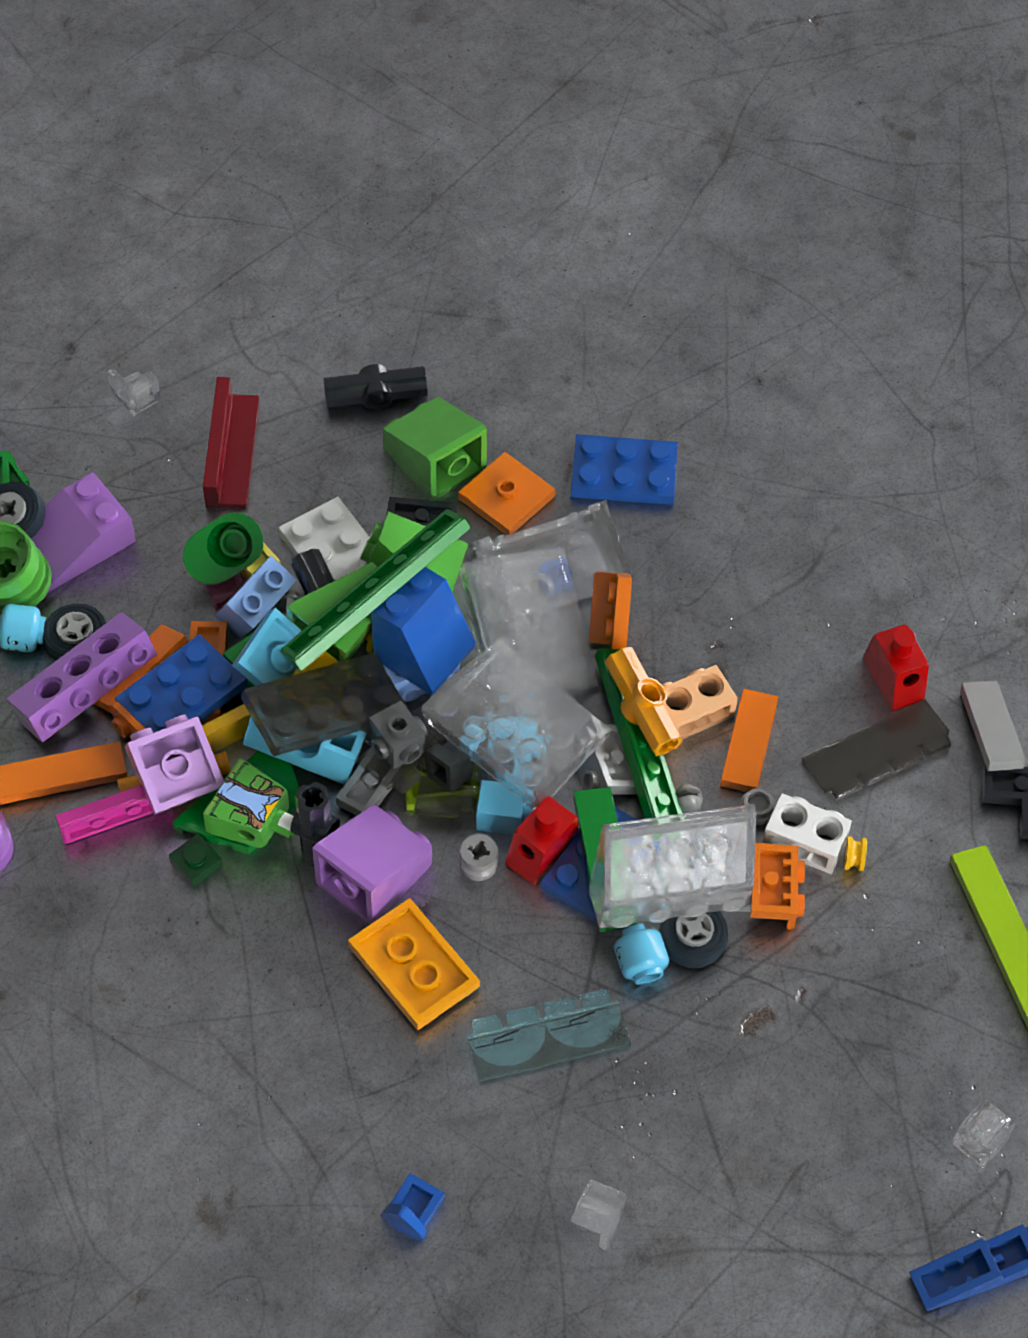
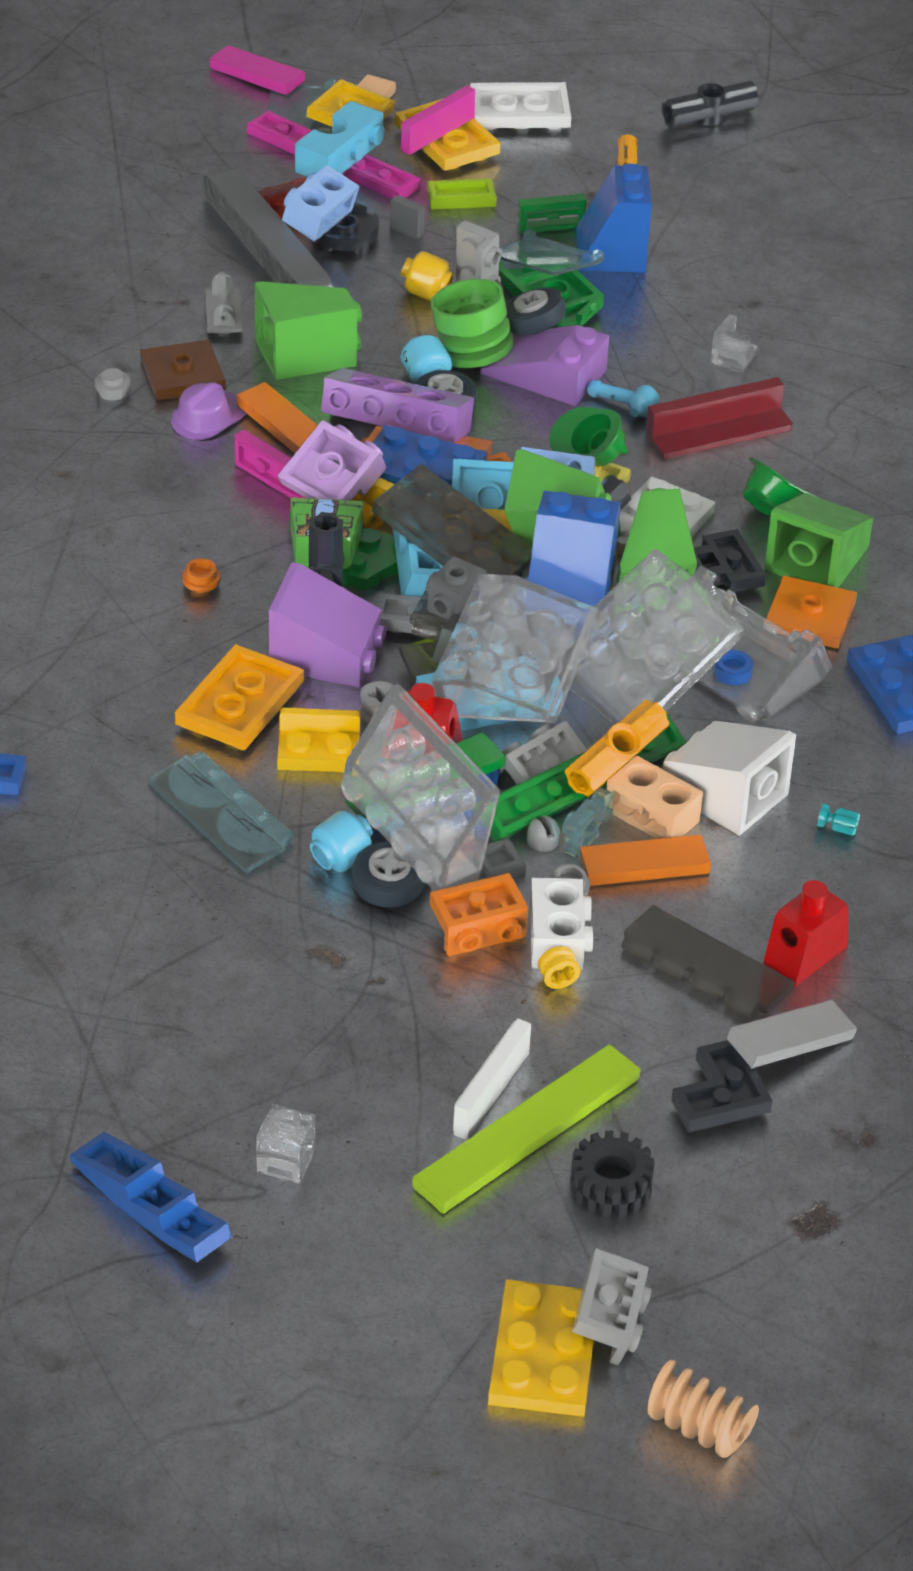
camera: 65 degrees right, 15 degrees down
(168, 488) = (637, 400): none -> medium azure piece
(195, 859) = (265, 538): dark green plate -> none
(226, 933) = (201, 575): none -> orange plate
(355, 447) = (768, 489): none -> green piece
(374, 589) = (569, 483): green tile -> none
(375, 386) = (861, 486): black piece -> none
(501, 924) = (316, 739): none -> yellow bracket
(599, 1211) = (45, 886): clear panel -> none
(610, 609) = (716, 701): orange bracket -> none
(691, 631) = (738, 769): none -> white slope
(700, 765) = (583, 825): none -> clear light blue plate
(763, 588) = (842, 821): none -> teal piece
(963, 953) = (491, 1079): none -> white tile

